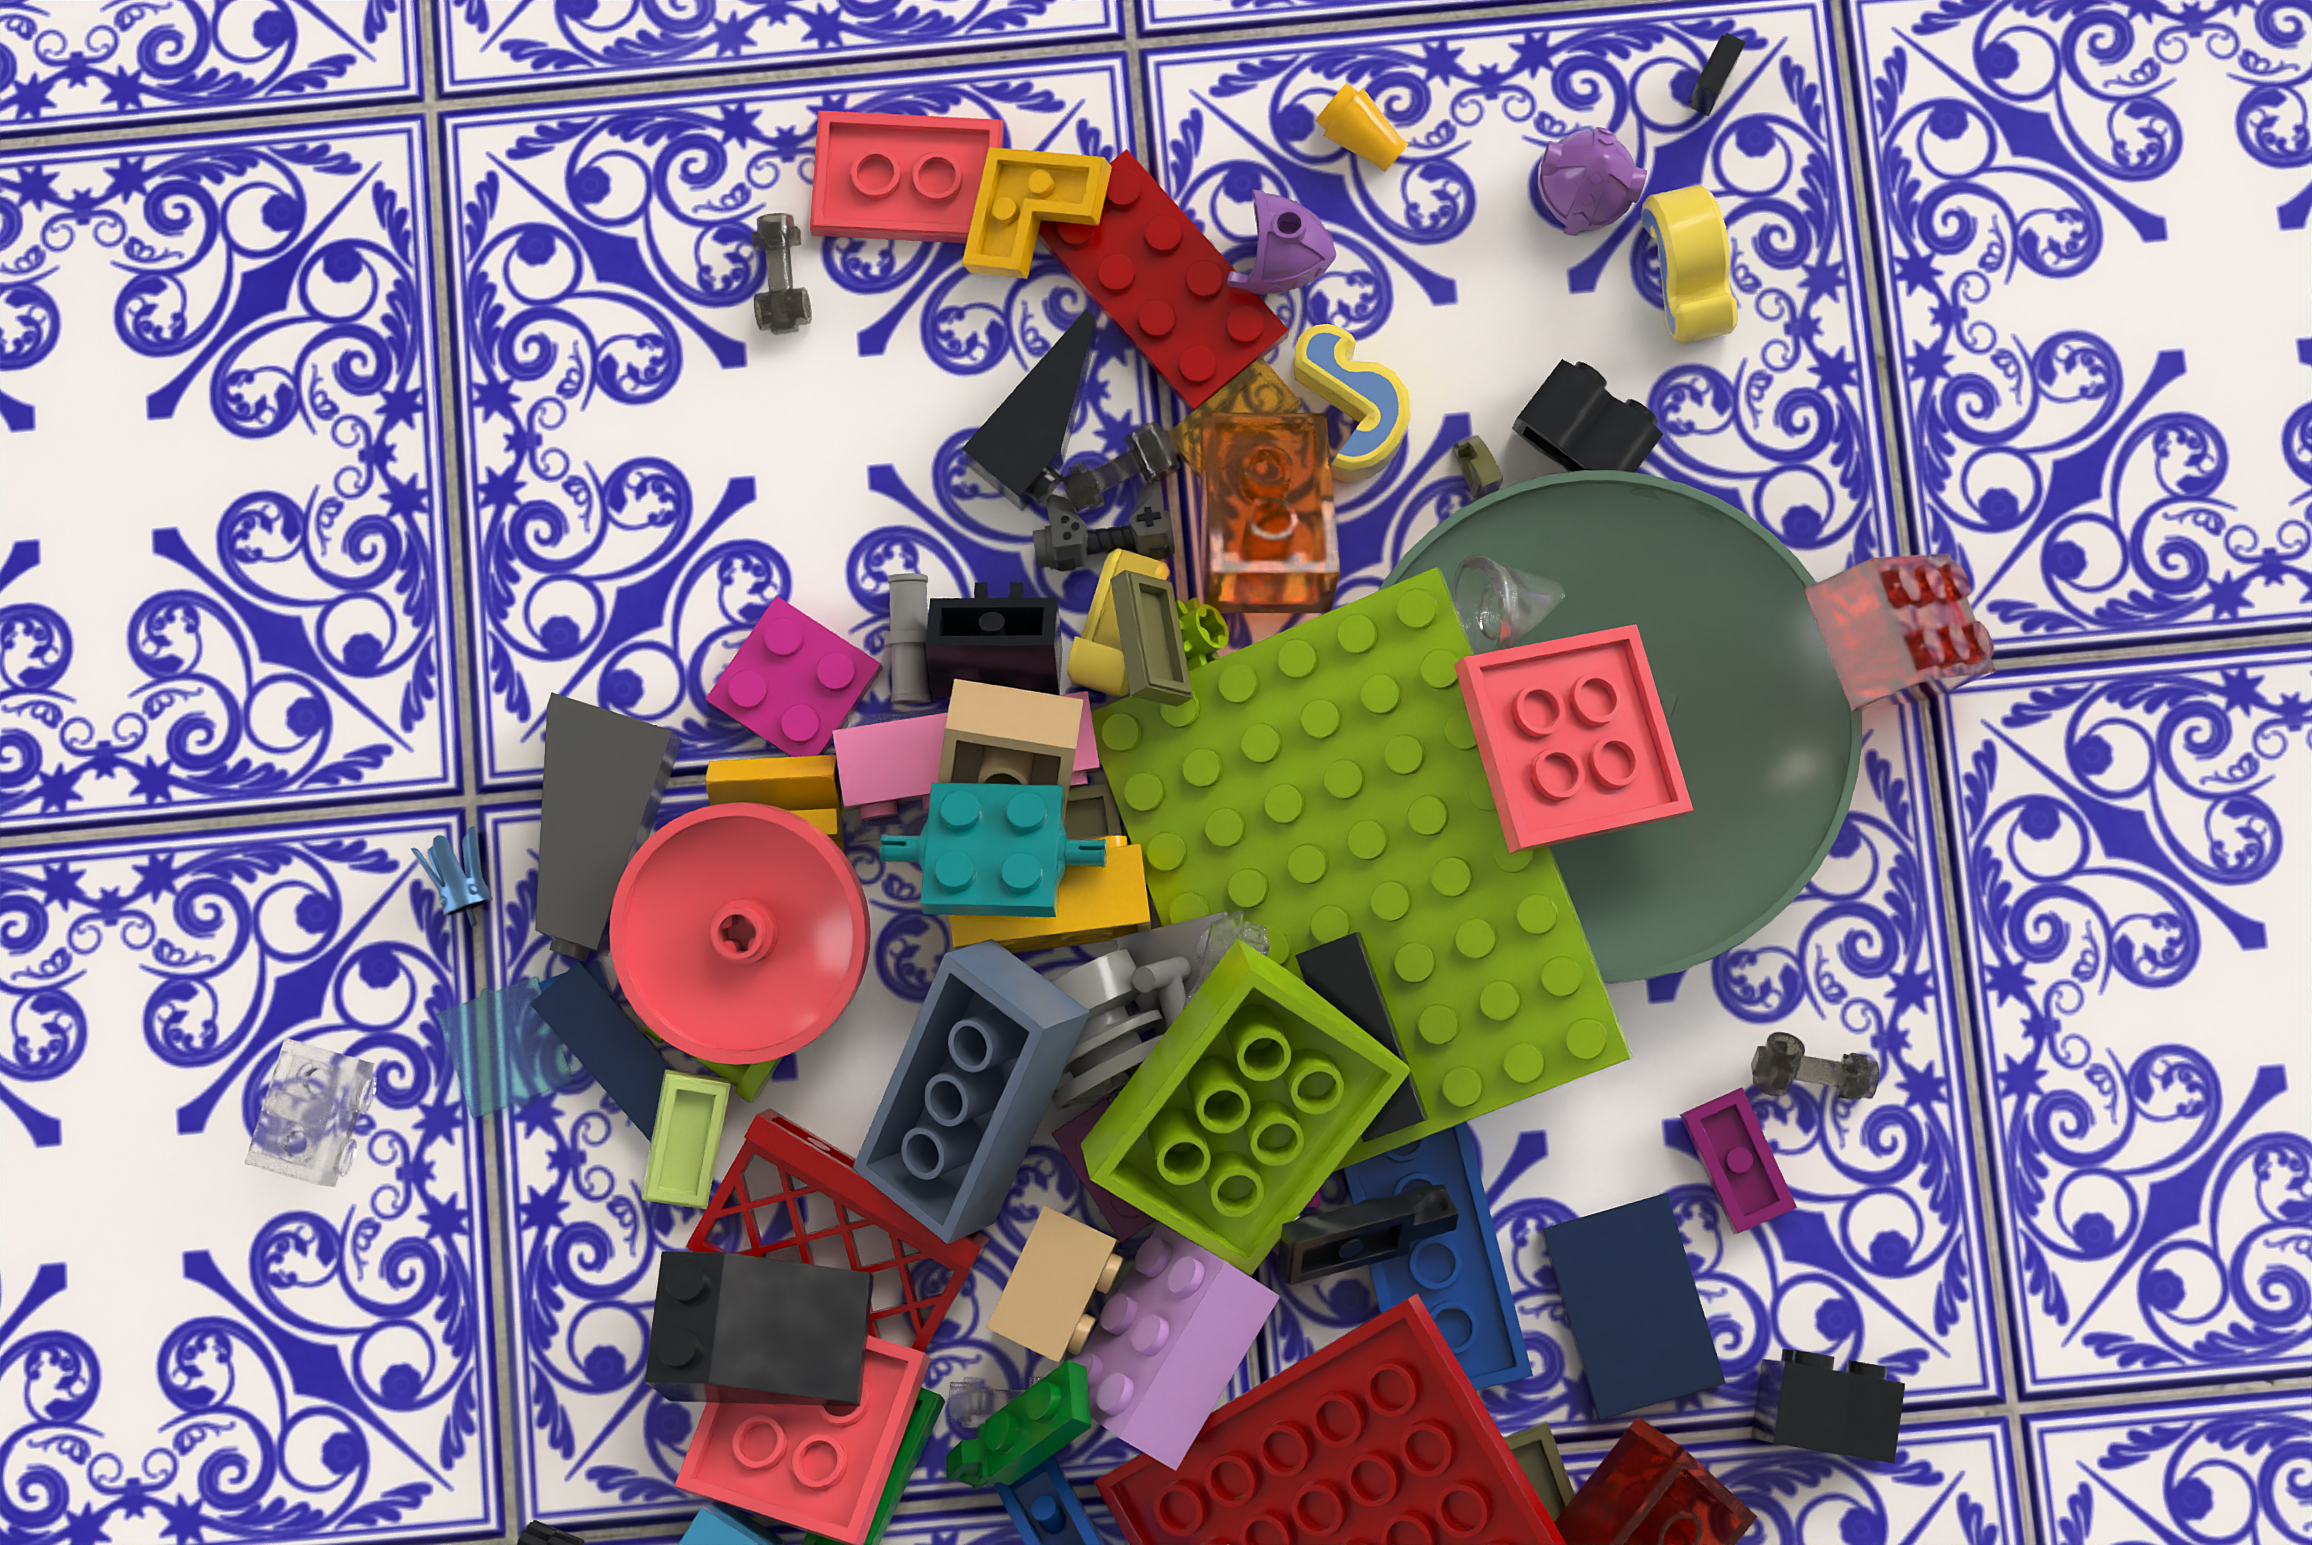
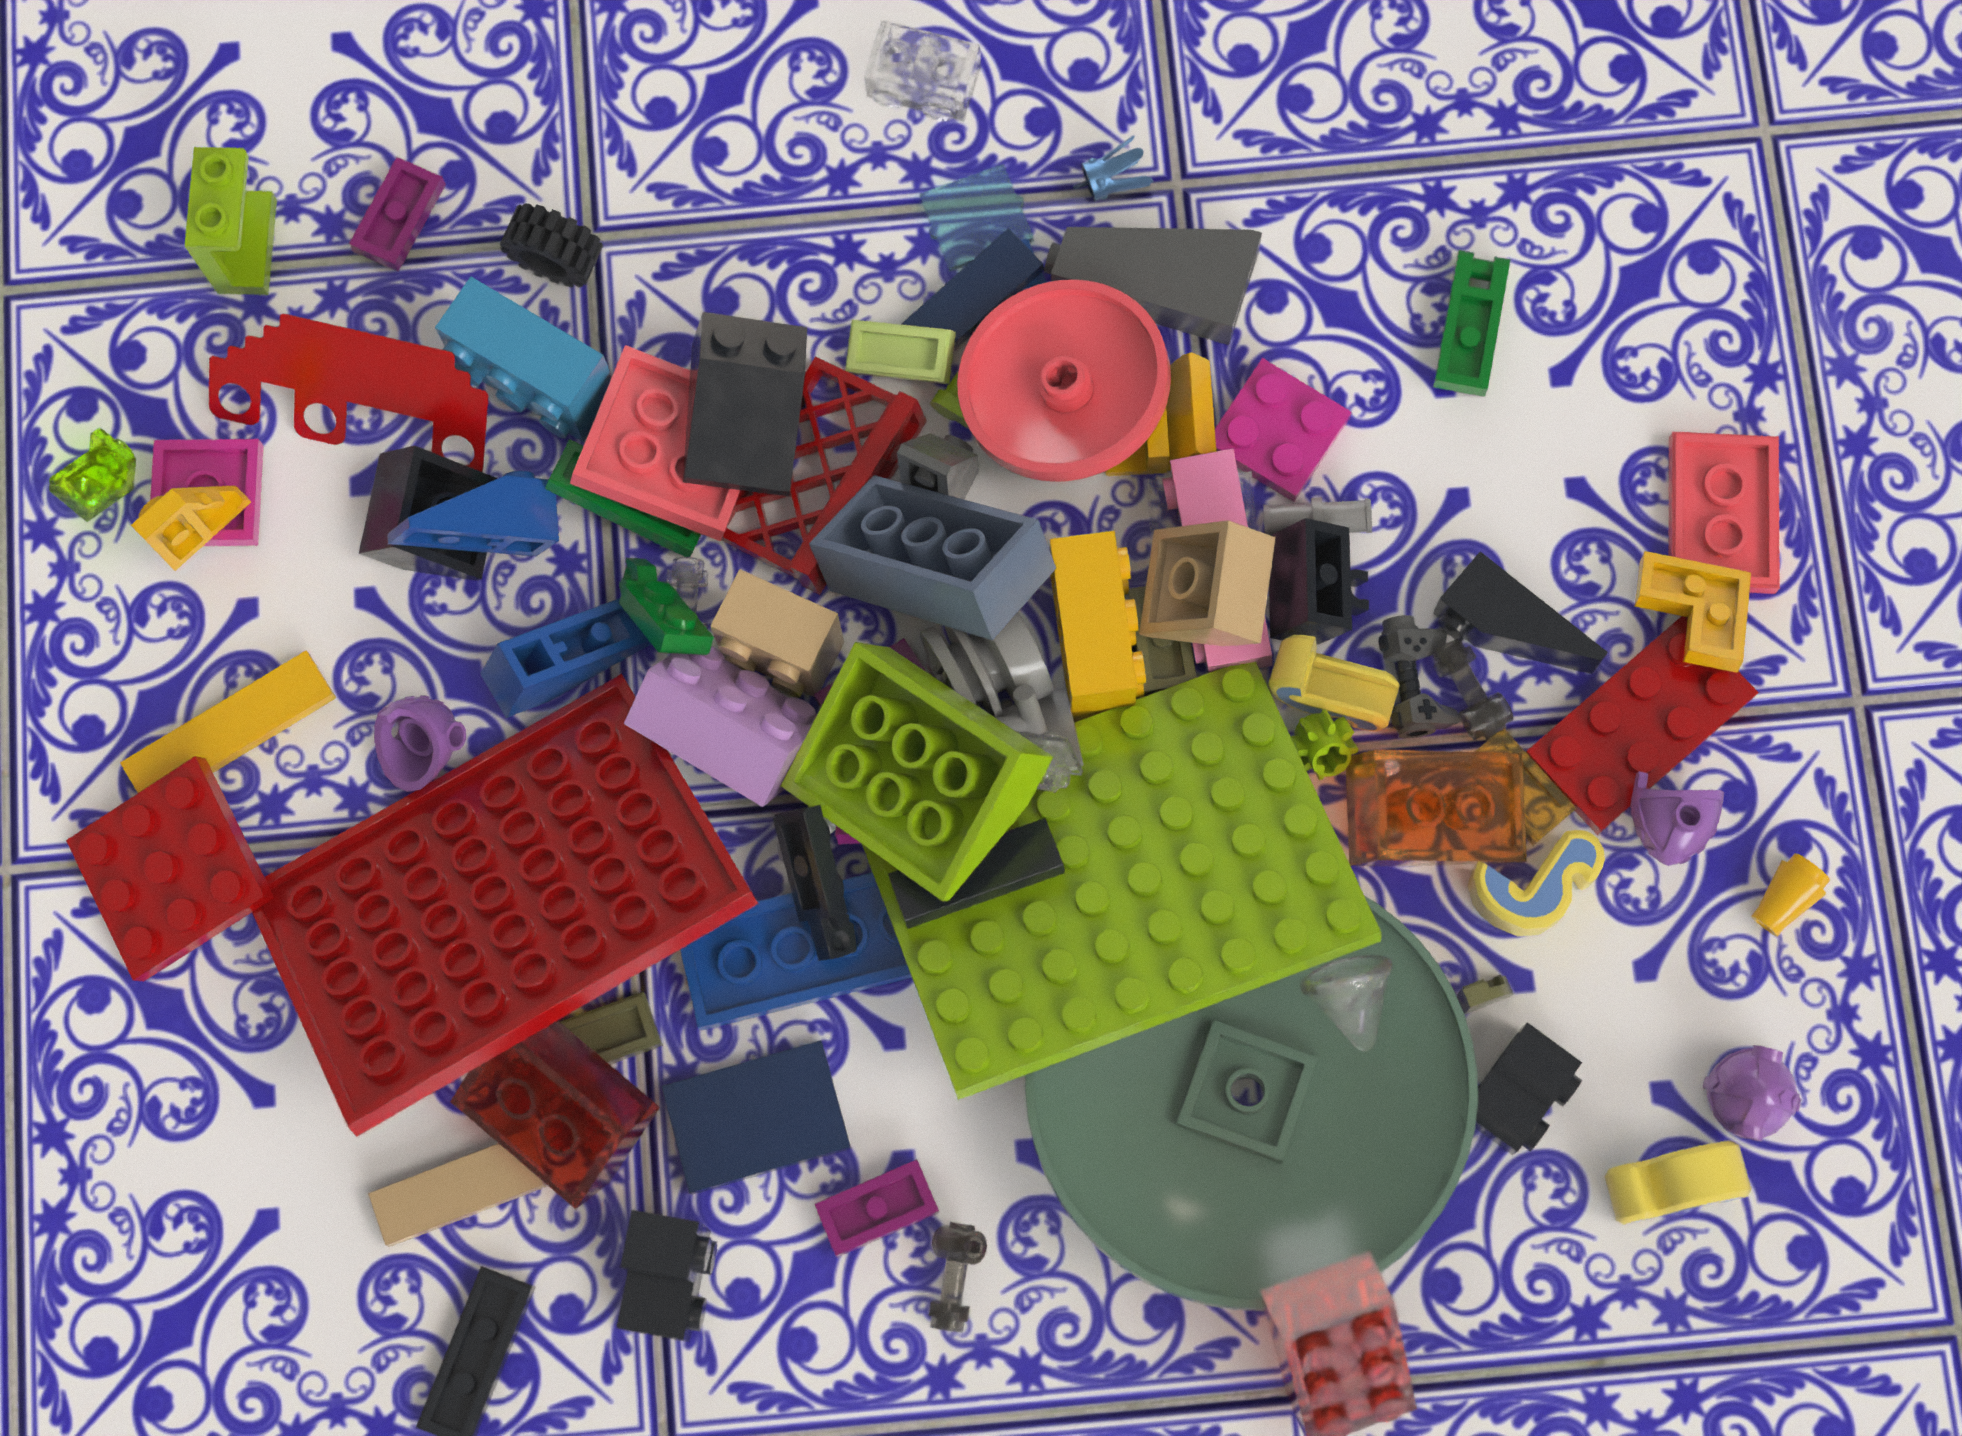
camera: 90 degrees right, 5 degrees down
(668, 452) = (1471, 324): none -> green plate
(783, 306) = (1602, 411): clear smoke bar -> none
(844, 1084) = (938, 464): none -> dark grey slope
(993, 850) = (1129, 566): teal plate -> none
(1151, 638) = (1315, 700): olive tile -> none
(1572, 738) = (1232, 1046): coral plate -> none
(1716, 73) = (1860, 1211): black tile -> none

